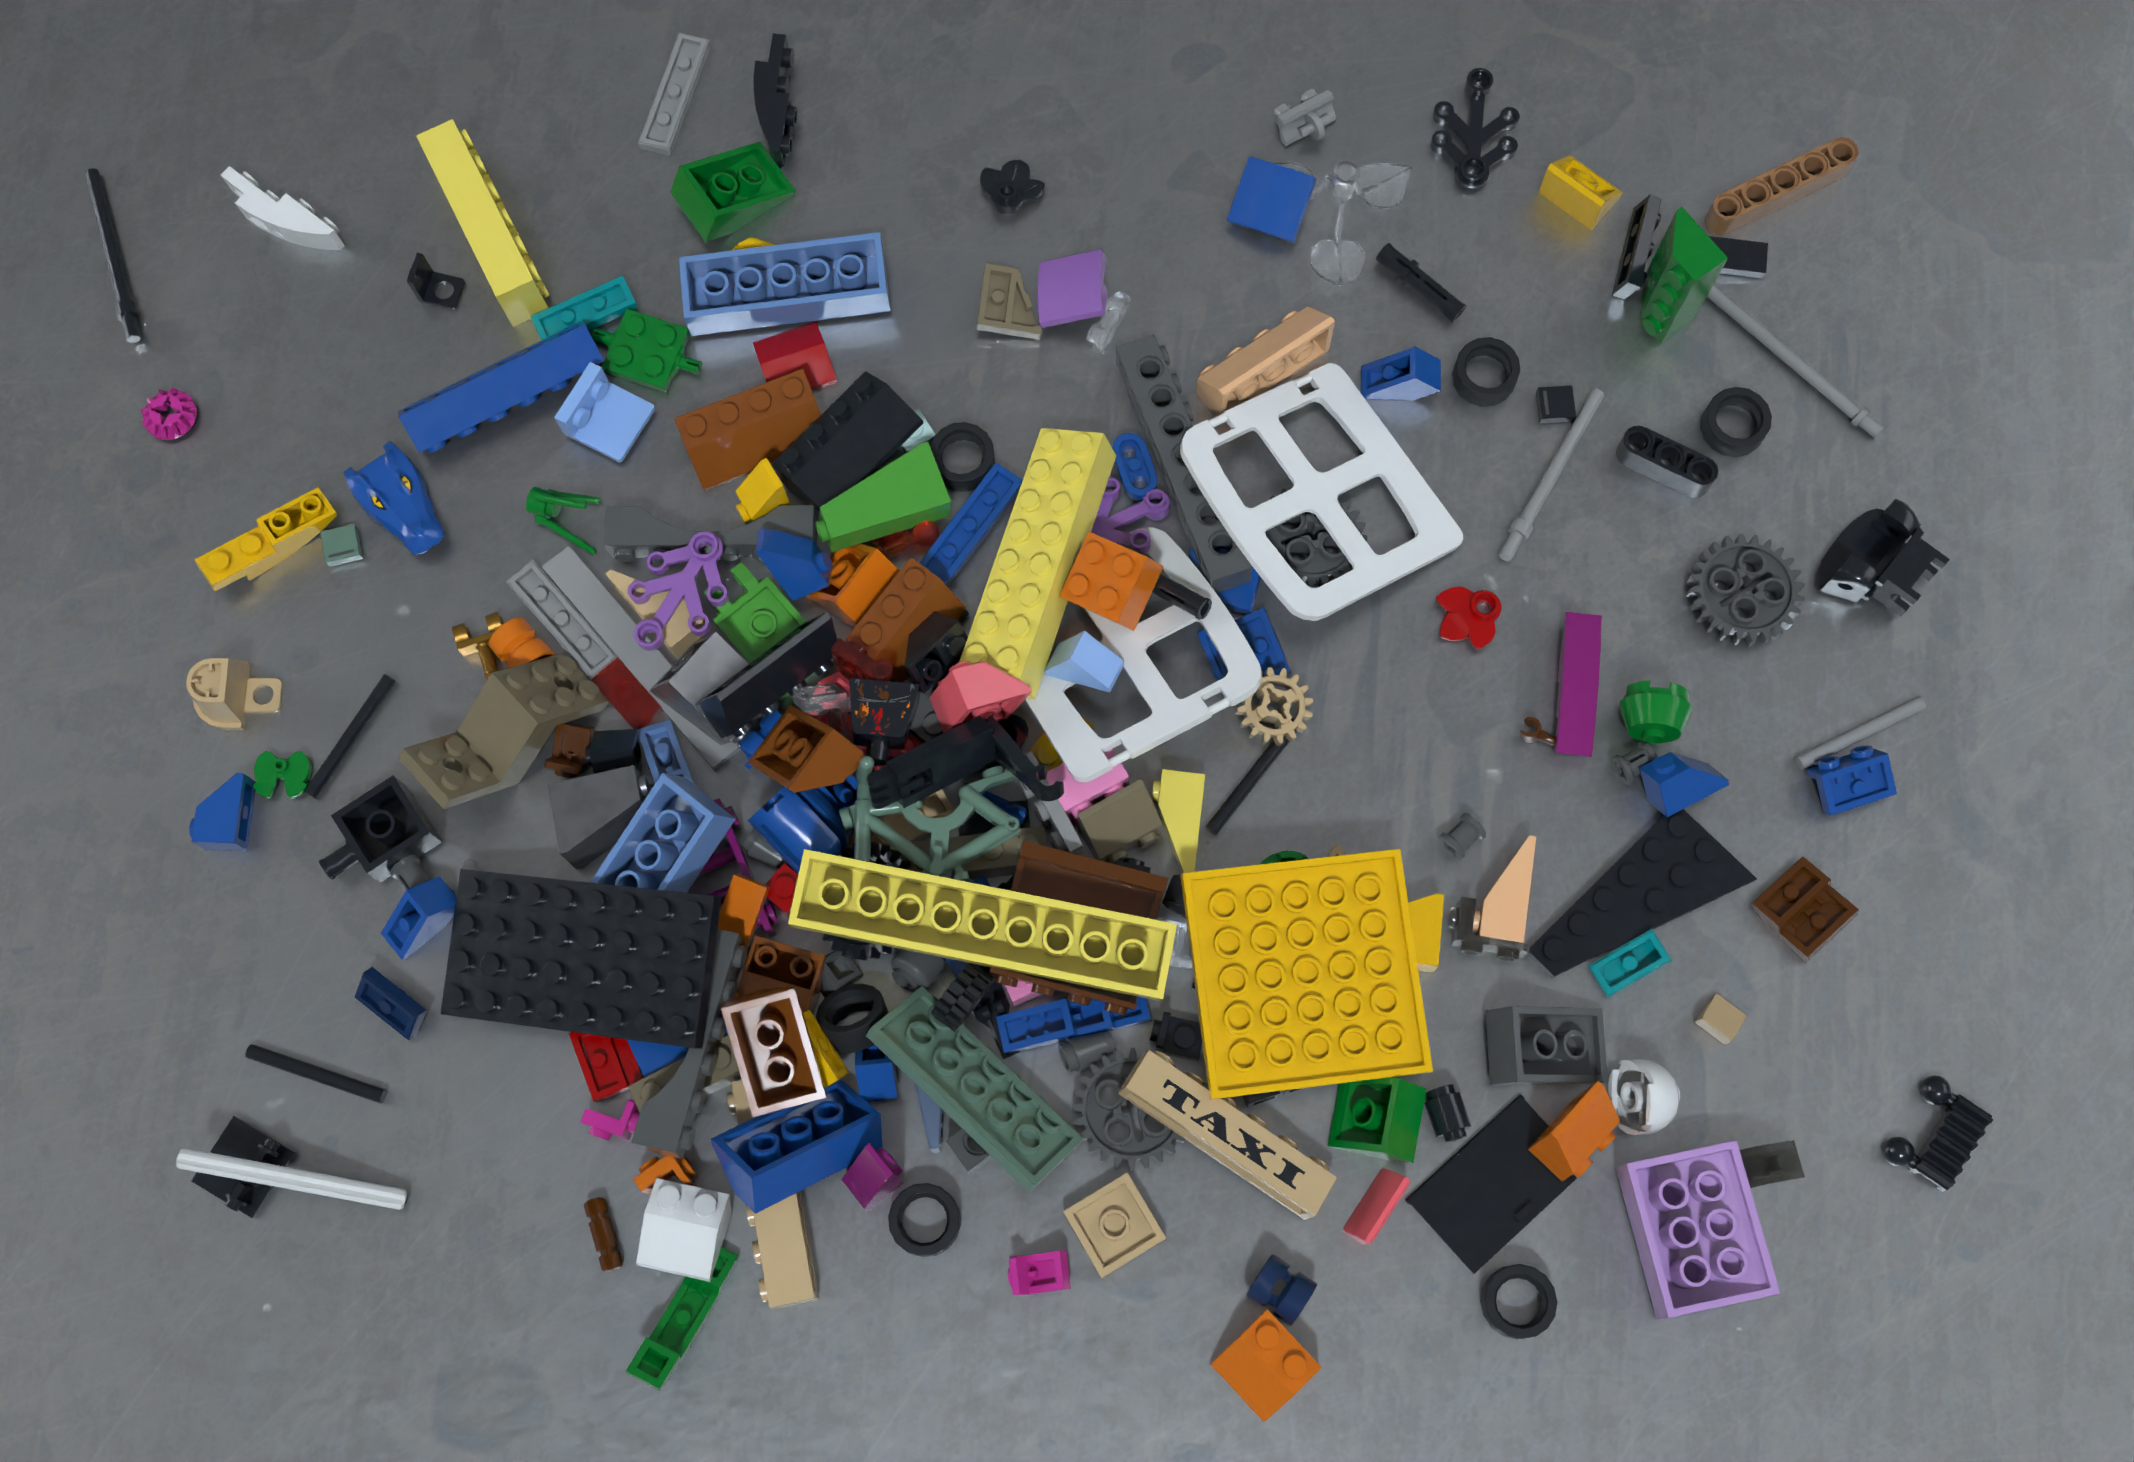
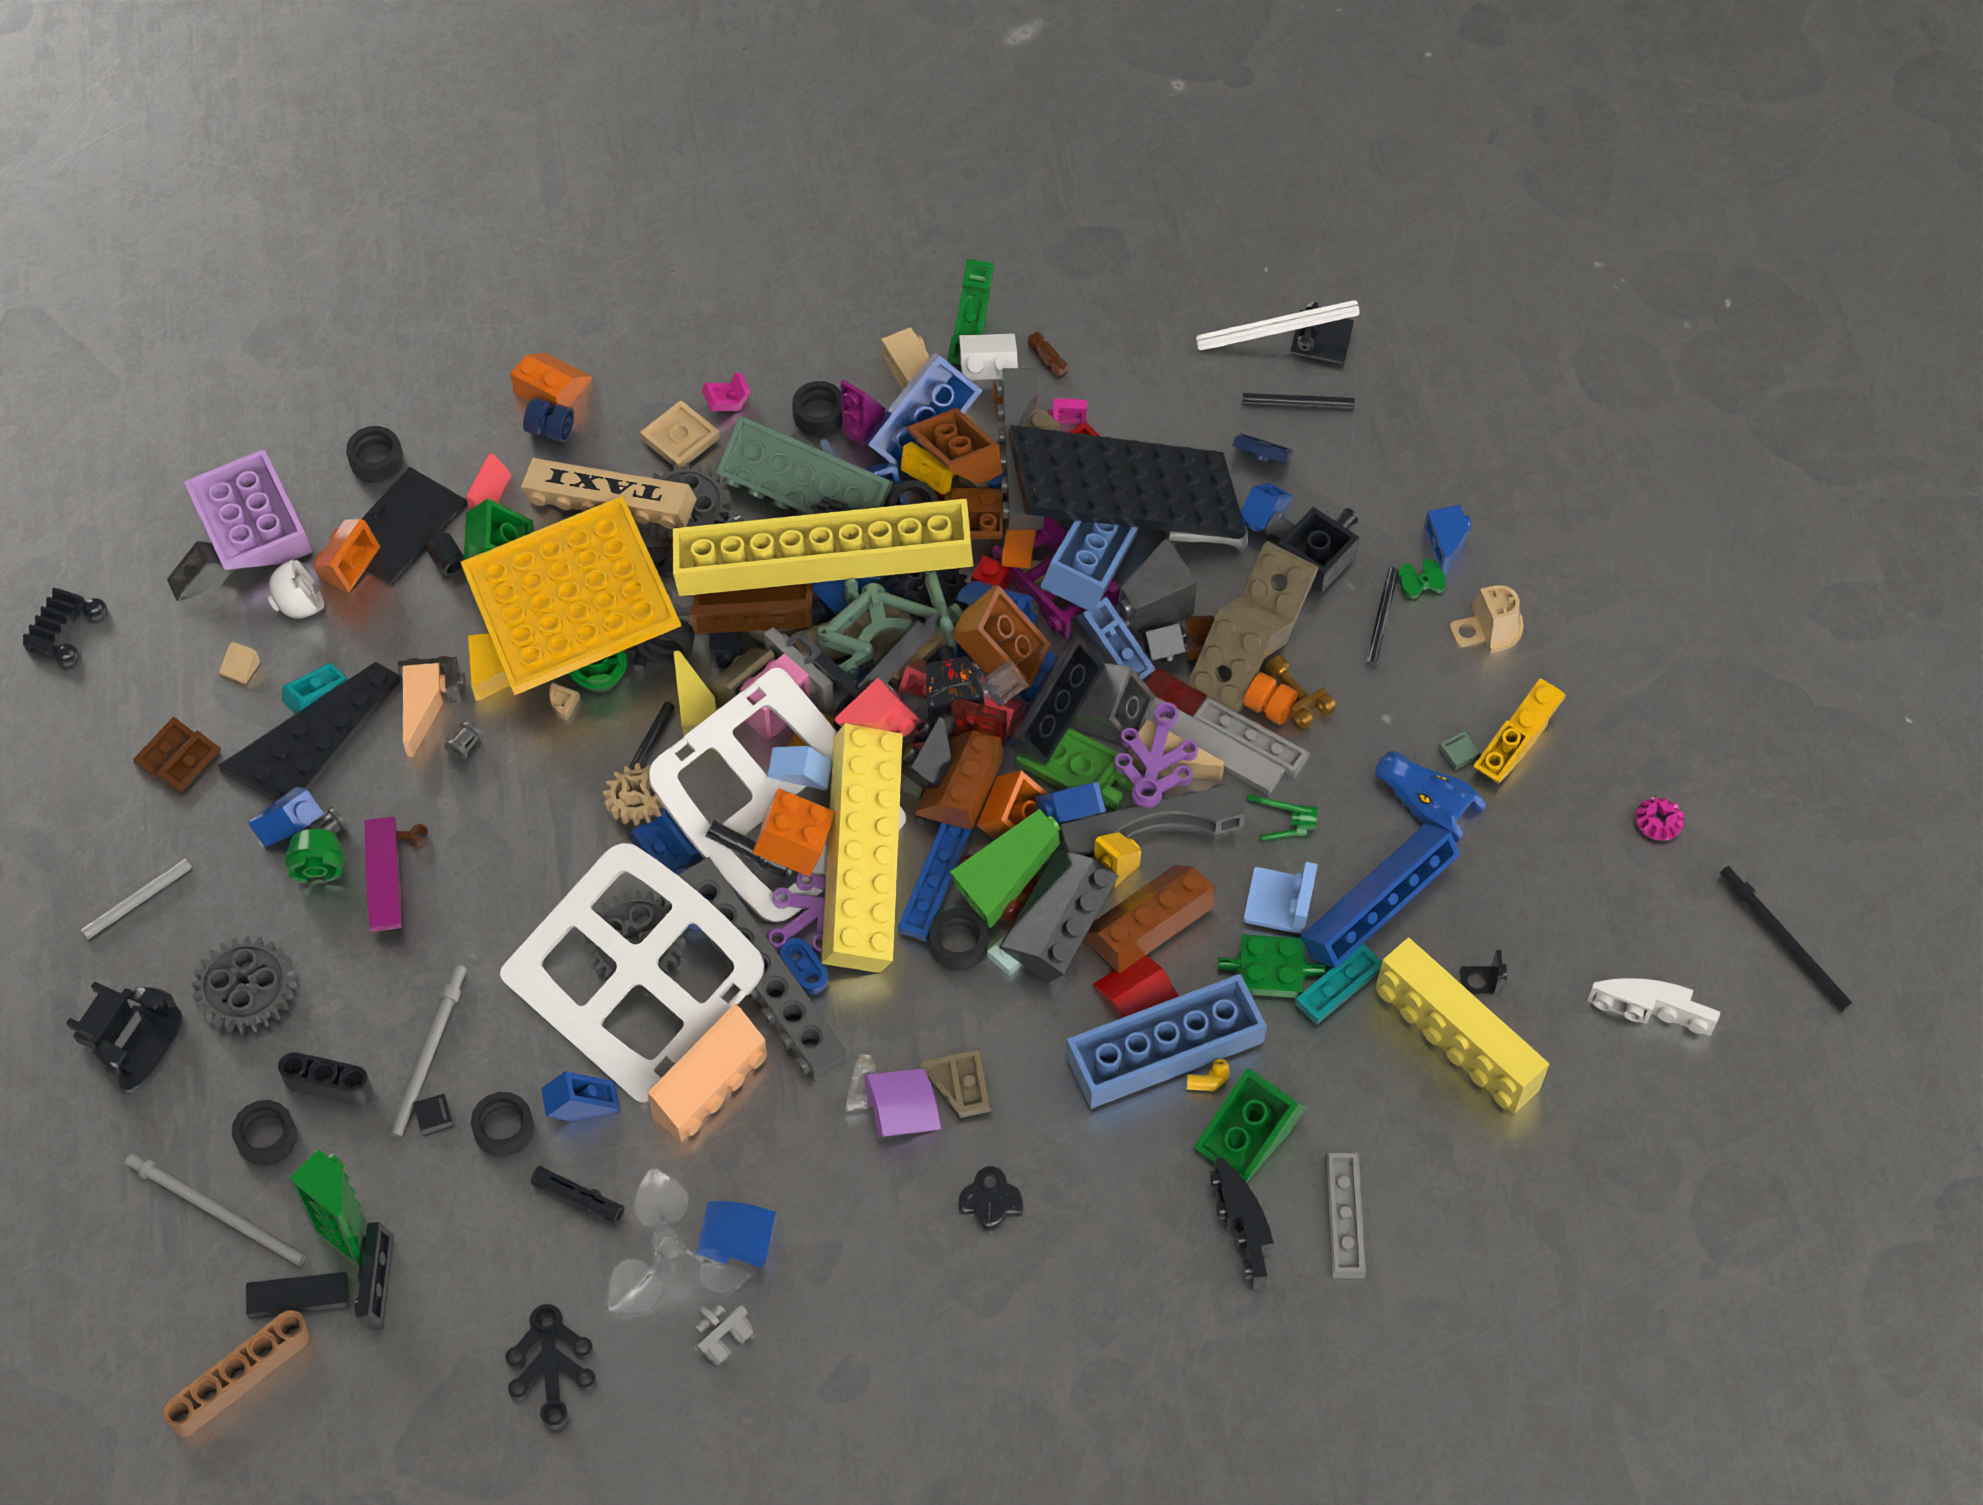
camera: 160 degrees right, 15 degrees down
(1464, 618) = (487, 911): red plate -> none
(1546, 1045) = (376, 611): dark grey slope -> none
(1578, 191) = (435, 1324): yellow slope -> none
(1853, 779) = (143, 857): blue bracket -> none

